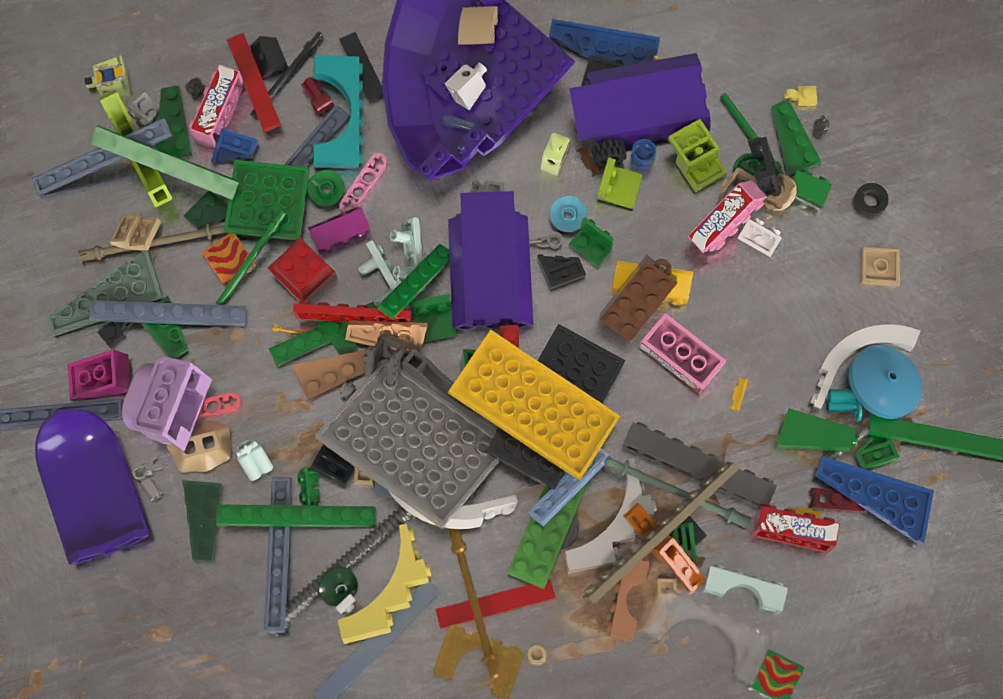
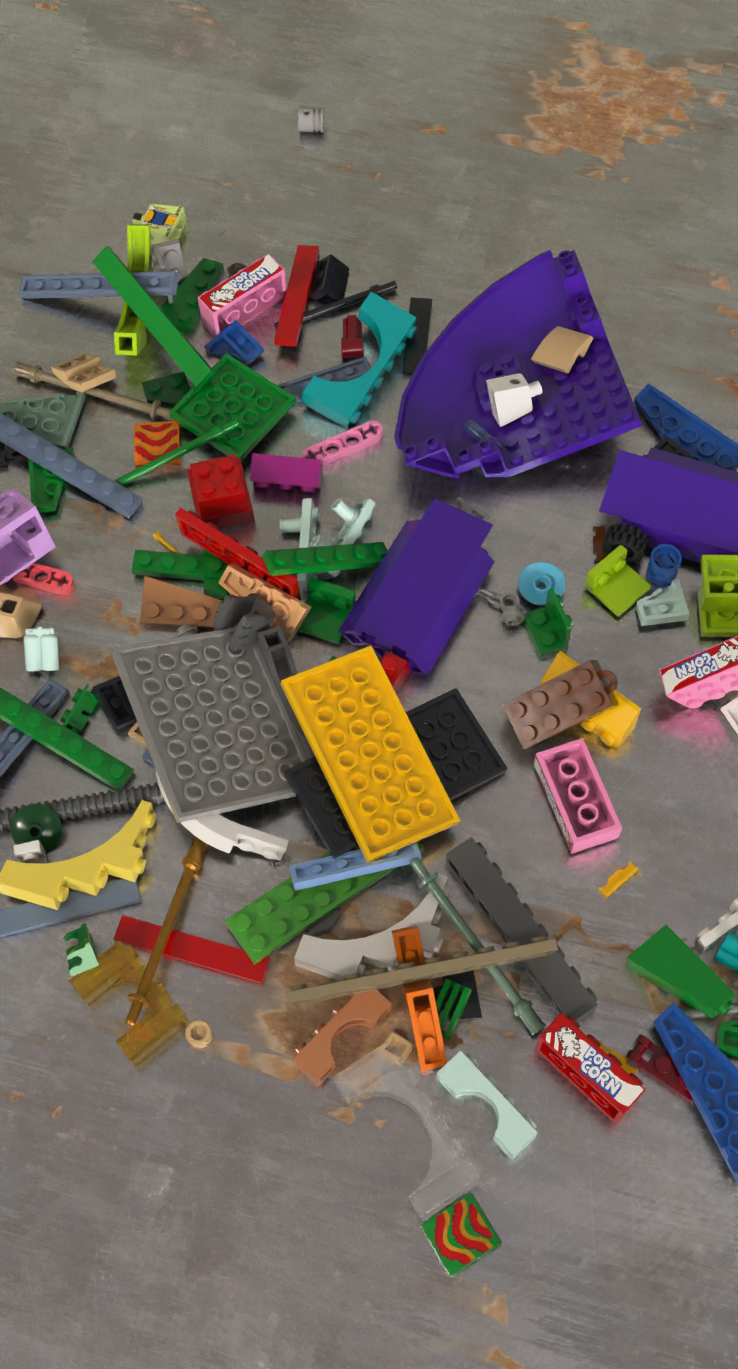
camera: 35 degrees right, 10 degrees down
(322, 180) = (301, 420): green dish -> none
(427, 650) = (84, 954): none -> green hinge
(556, 151) = (568, 511): yellowish green torso -> none
(561, 270) = (496, 636): black wing -> none
(563, 248) = (512, 615): none -> light grey plate
(659, 184) = (663, 606): none -> light aqua wing

